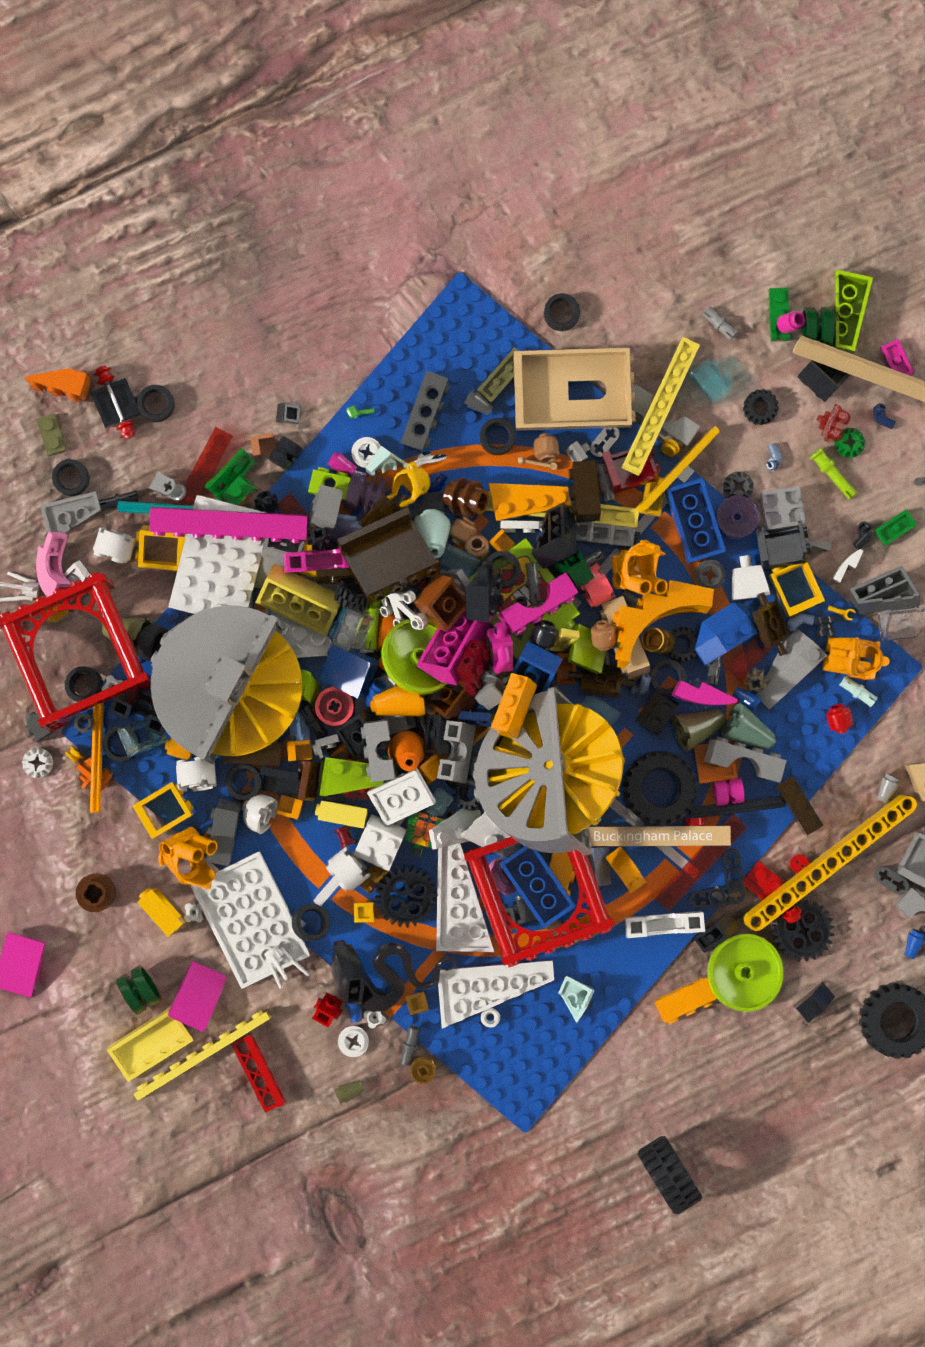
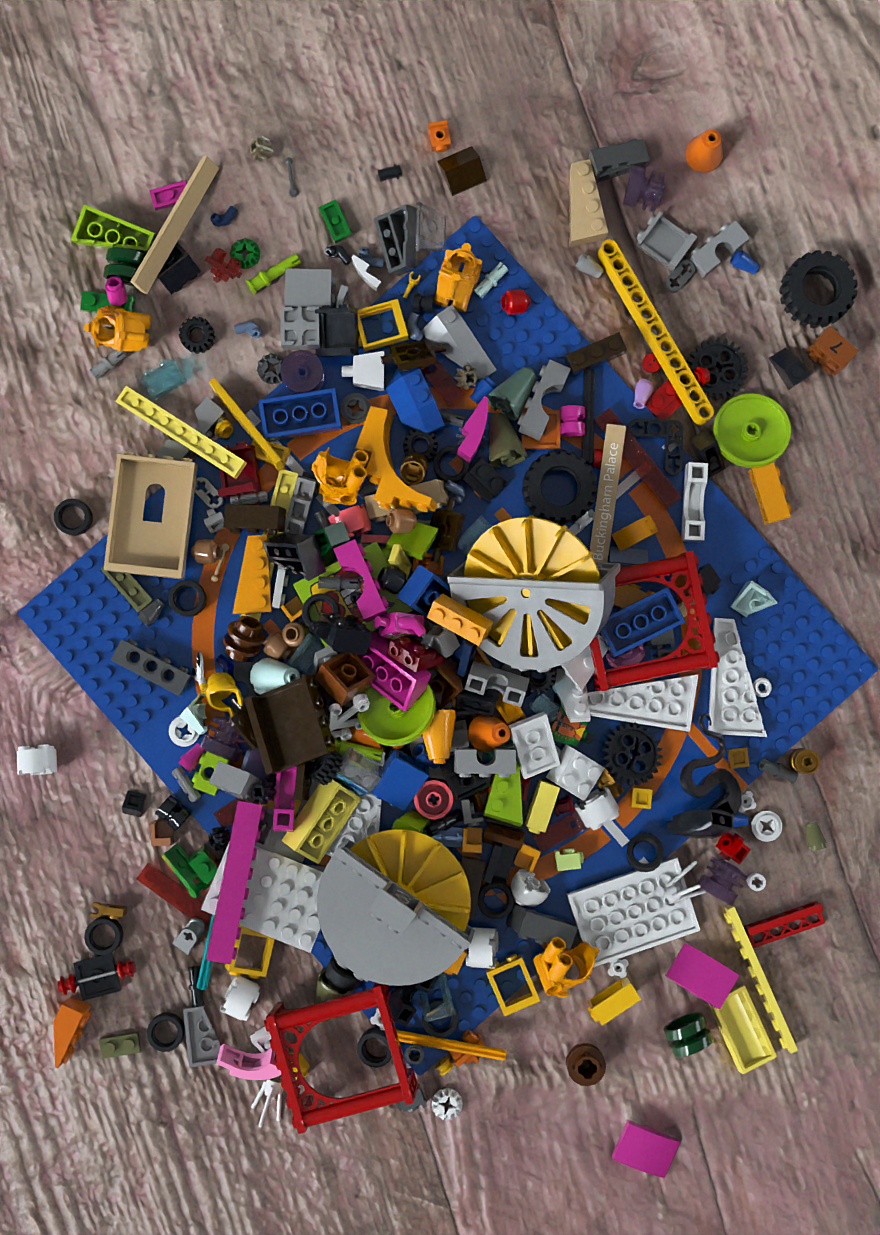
camera: 80 degrees left, 0 degrees up
(180, 409) = (113, 911): none -> pearl gold plate
(293, 848) = (568, 859): none -> yellowish green brick
(293, 1003) = (722, 880): none -> clear purple wheel
(301, 1042) = (751, 877): none -> white bush
(315, 462) = (186, 784): none -> light grey axle
(317, 313) = (36, 761): none -> white brick
(318, 834) = (559, 832): none -> clear red plate
(353, 412) = (142, 739): bright green hand -> none
(581, 605) = (369, 539): none -> coral tile
(589, 948) = (710, 579): none -> black slope
(751, 335) = (127, 329): none -> light orange helmet
(769, 859) = (643, 391): none -> lavender cone
(823, 511) = (309, 288): none -> light grey panel
(836, 1041) = (831, 351): none -> dark orange brick
(863, 564) = (366, 256): none -> sand blue arm

